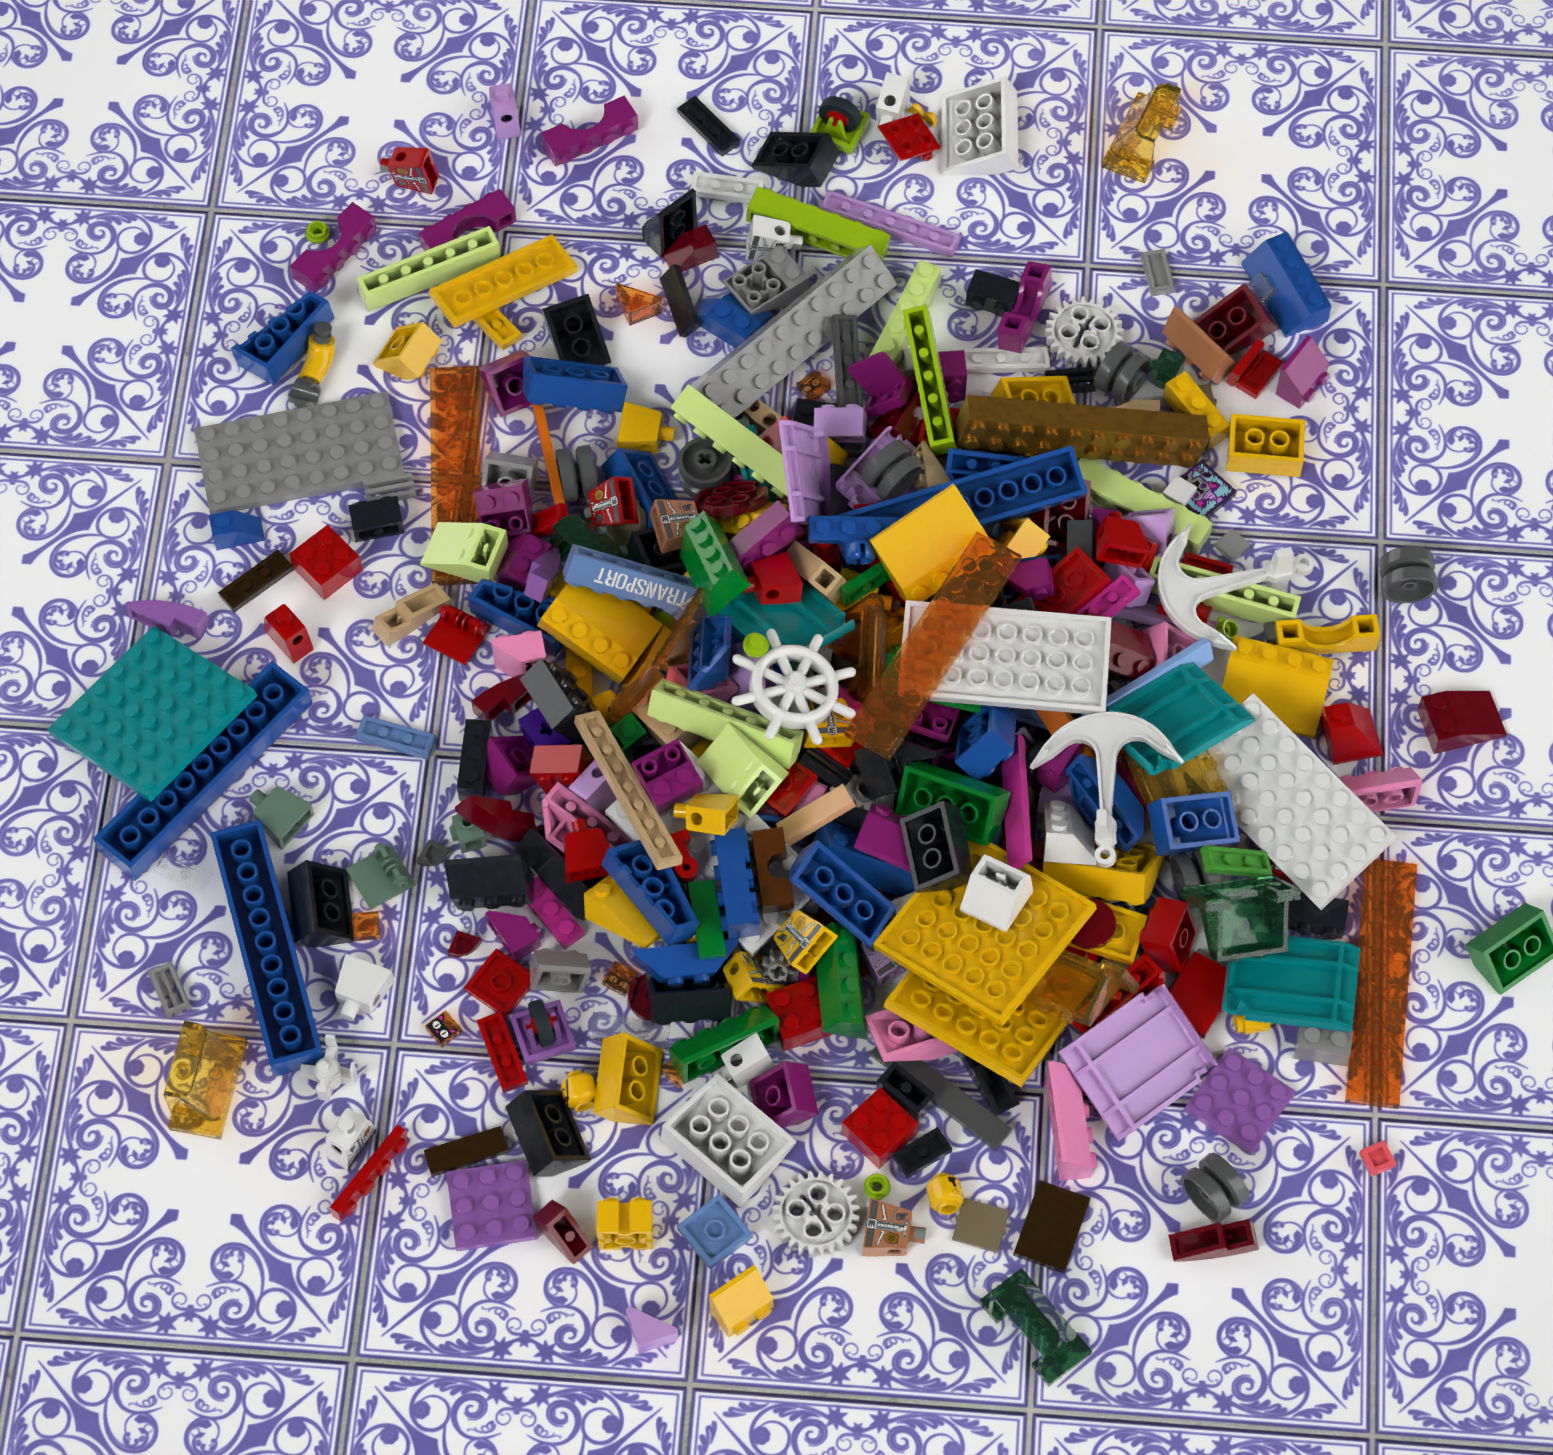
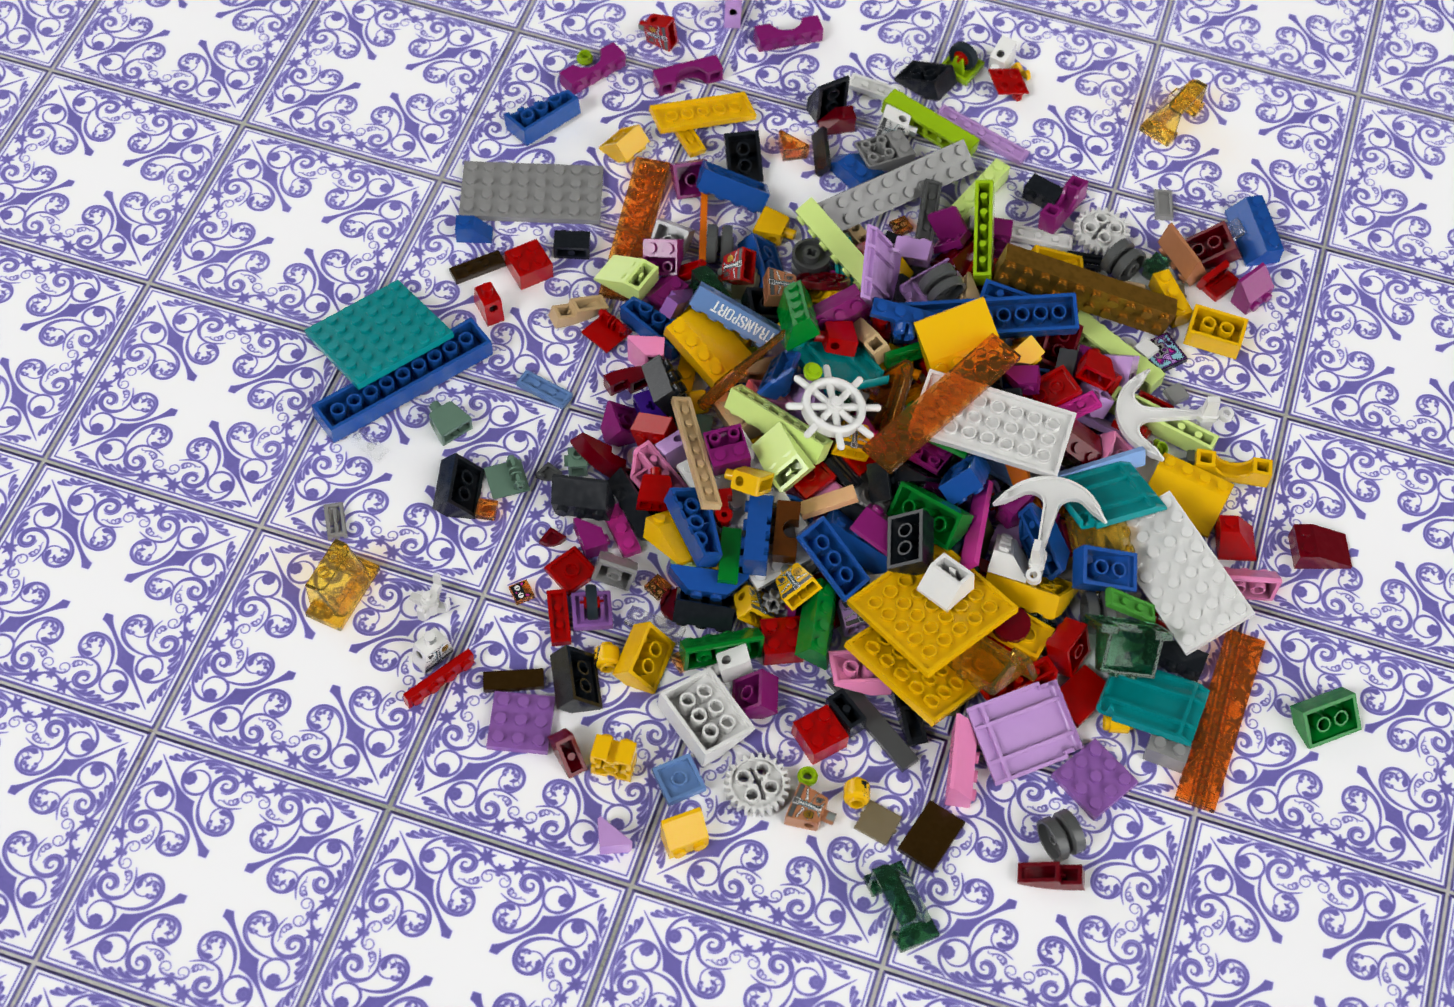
camera: 10 degrees right, 5 degrees down
(169, 616) = (410, 276): medium lavender slope -> none
(267, 947) = (411, 507): blue brick -> none
(317, 363) = (560, 138): piece -> none
(361, 986) = (471, 549): white torso -> none
(390, 485) = (597, 226): light grey tile -> none
(428, 268) = (642, 95): yellowish green brick -> none
(473, 759) = (594, 412): black brick -> none
(628, 733) = (709, 420): green slope -> none
(708, 126) = (871, 48): black tile -> none
(922, 1152) = (847, 760): black plate -> none
(980, 129) = (1059, 87): white slope -> none
(1377, 1158) = (1190, 845): coral plate -> none
(1408, 574) = (1301, 439): dark grey wheel -> none

